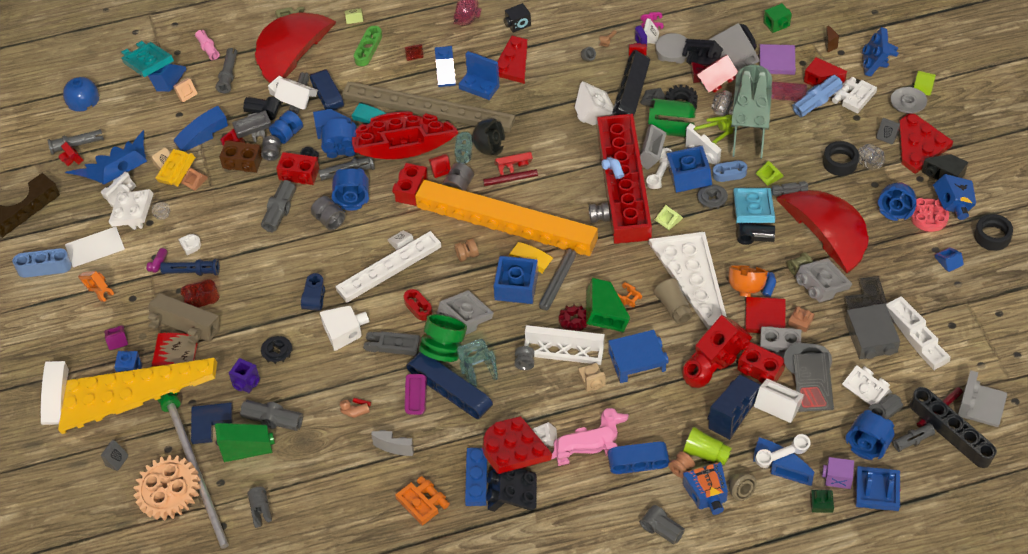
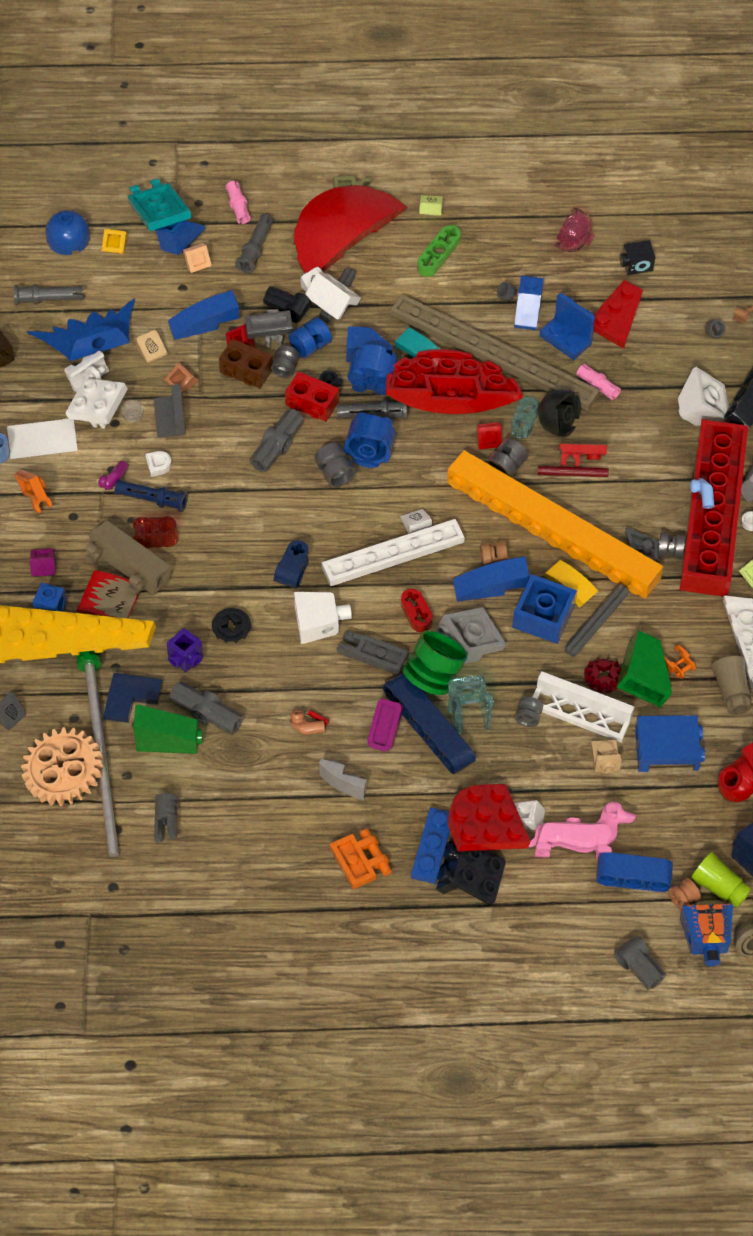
camera: 10 degrees right, 5 degrees up
(70, 155) = (37, 311): red tile -> none
(118, 92) = (114, 241): none -> yellow slope
(175, 167) = (162, 359): yellow plate -> none
(191, 206) = (170, 414): none -> dark grey panel
(327, 90) = (372, 300): dark blue beam -> none
(409, 183) = (446, 445): red brick -> none
(413, 52) = (494, 274): clear red slope -> none
(422, 62) = (503, 287): none -> dark grey hinge
(470, 268) = (492, 579): none -> blue slope
(513, 109) = (598, 381): none -> bright pink pin
(577, 216) = (642, 543): none -> dark grey piece

